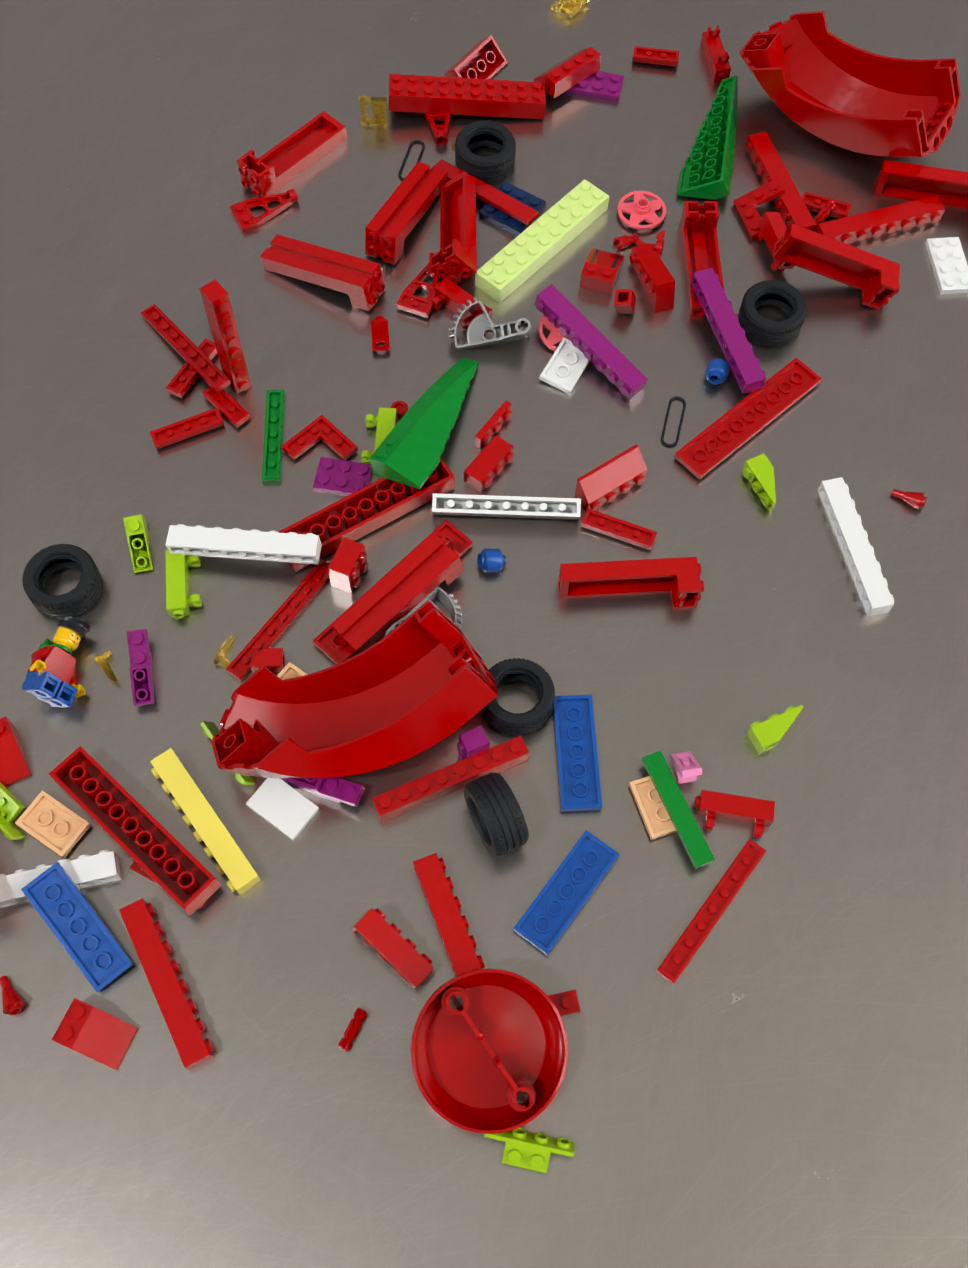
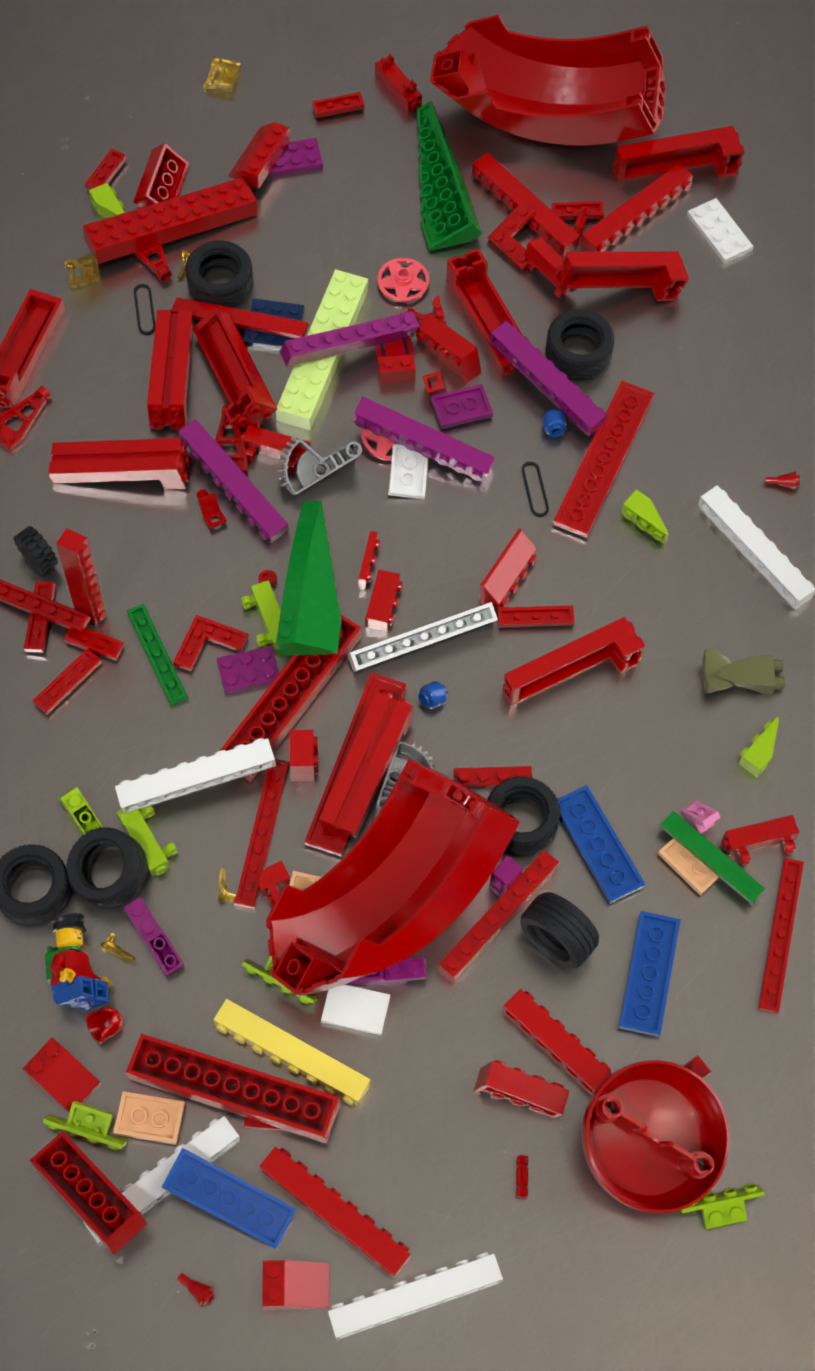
camera: 25 degrees left, 0 degrees up
(60, 724) = (96, 1023): none -> red hair
(118, 573) = (83, 854): none -> black tyre
(195, 1096) = (414, 1296): none -> white brick
(409, 317) = (233, 481): none -> magenta brick
(423, 64) = (105, 201): none -> lime slope
(435, 45) = (106, 169): none -> red plate
(502, 650) = (488, 776): none -> red plate
(566, 235) = (349, 338): none -> magenta brick
(641, 329) = (462, 406): none -> magenta plate
(795, 655) = (750, 673): none -> olive hips

